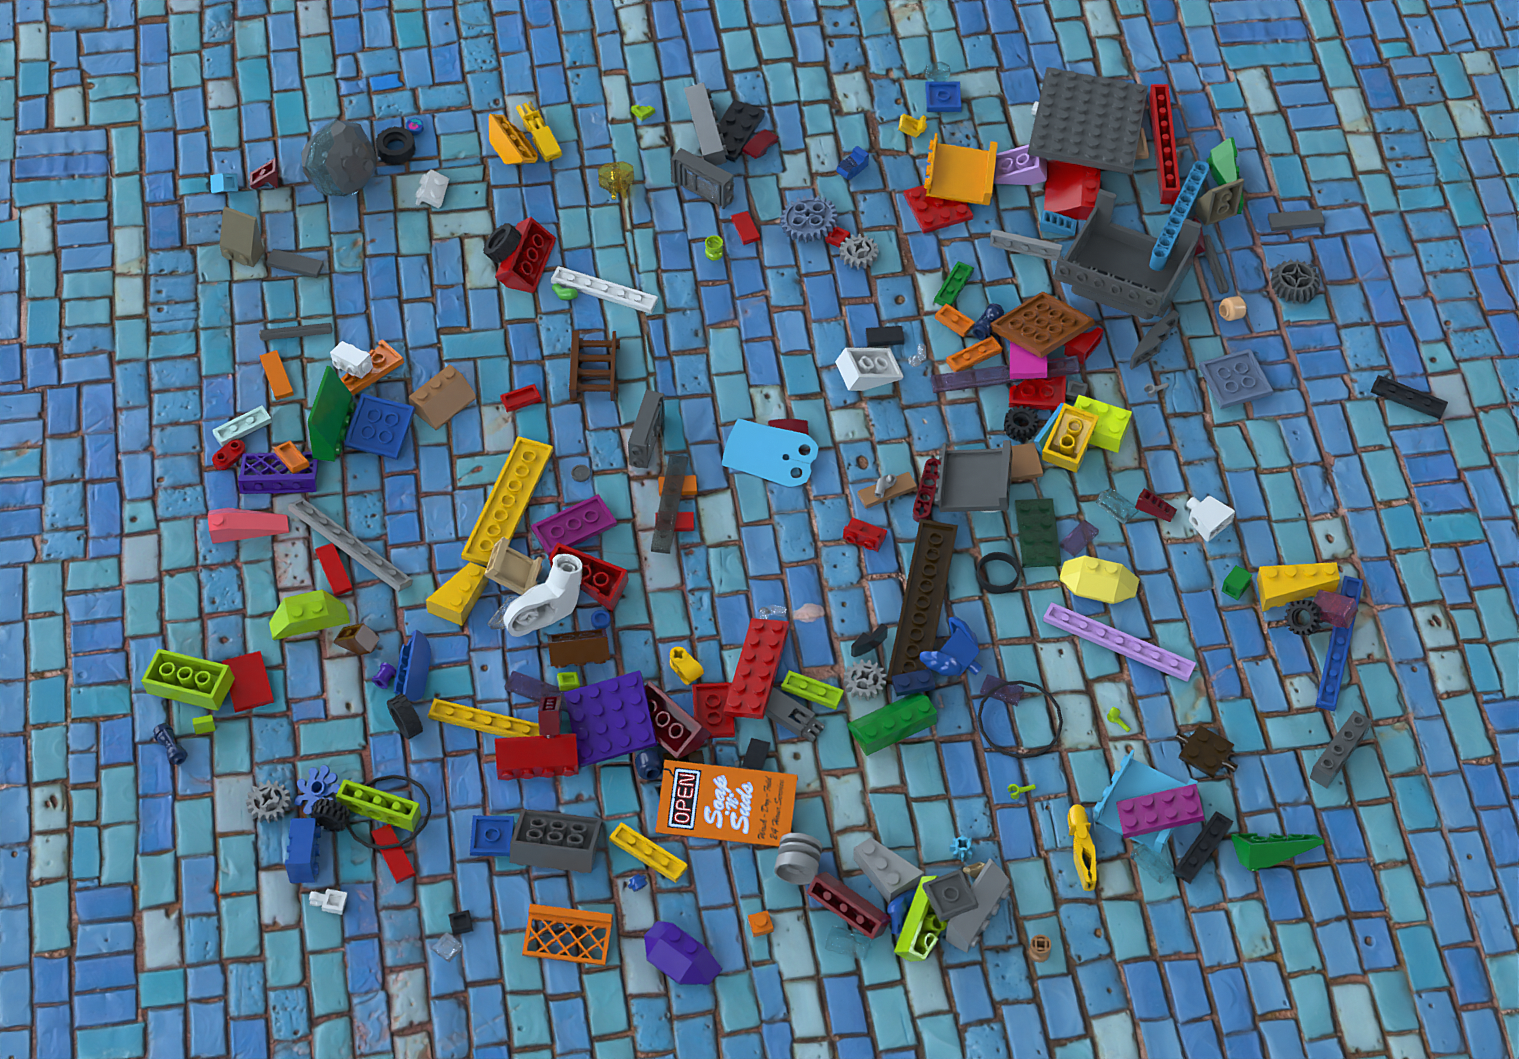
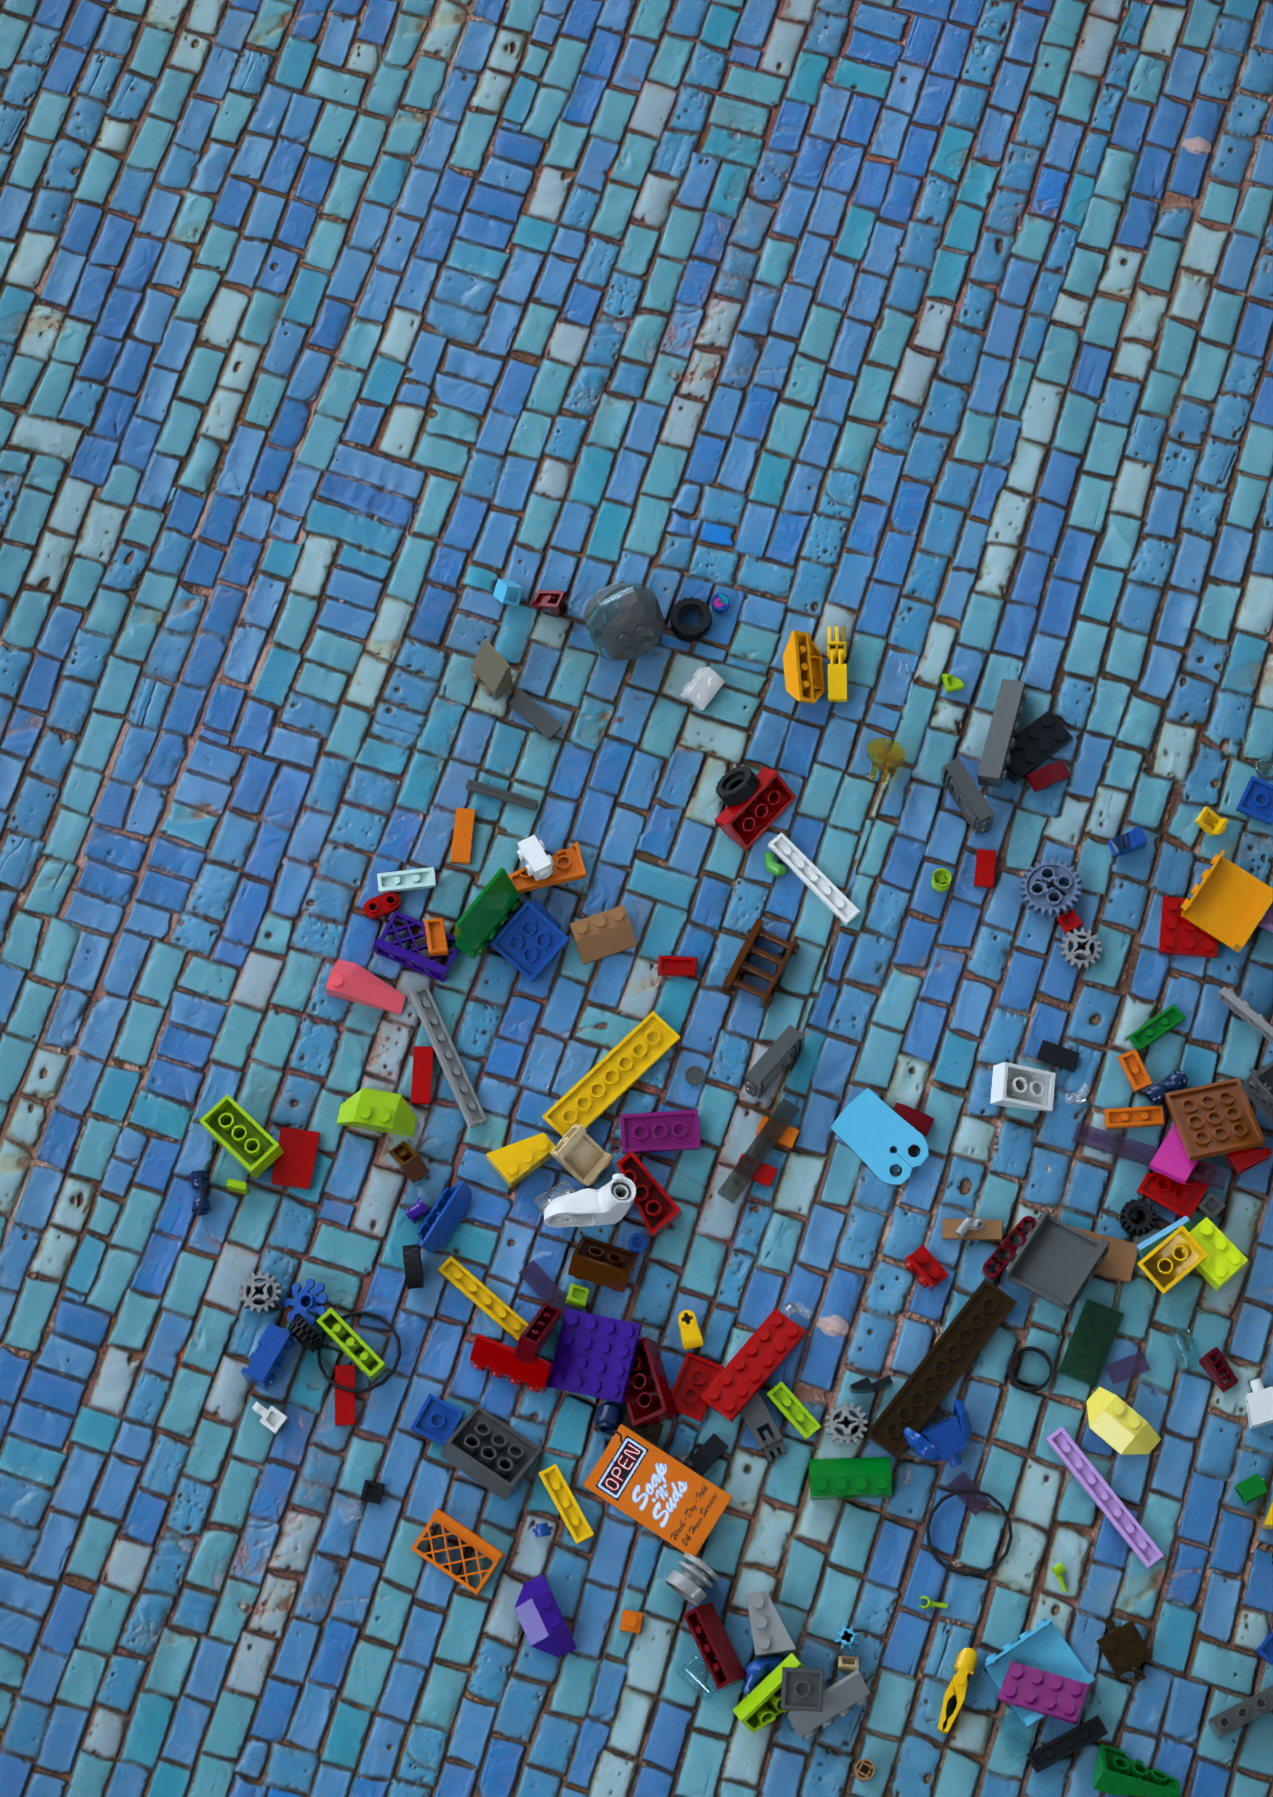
camera: 30 degrees right, 15 degrees up
(913, 682) = (887, 1450): dark blue plate -> none

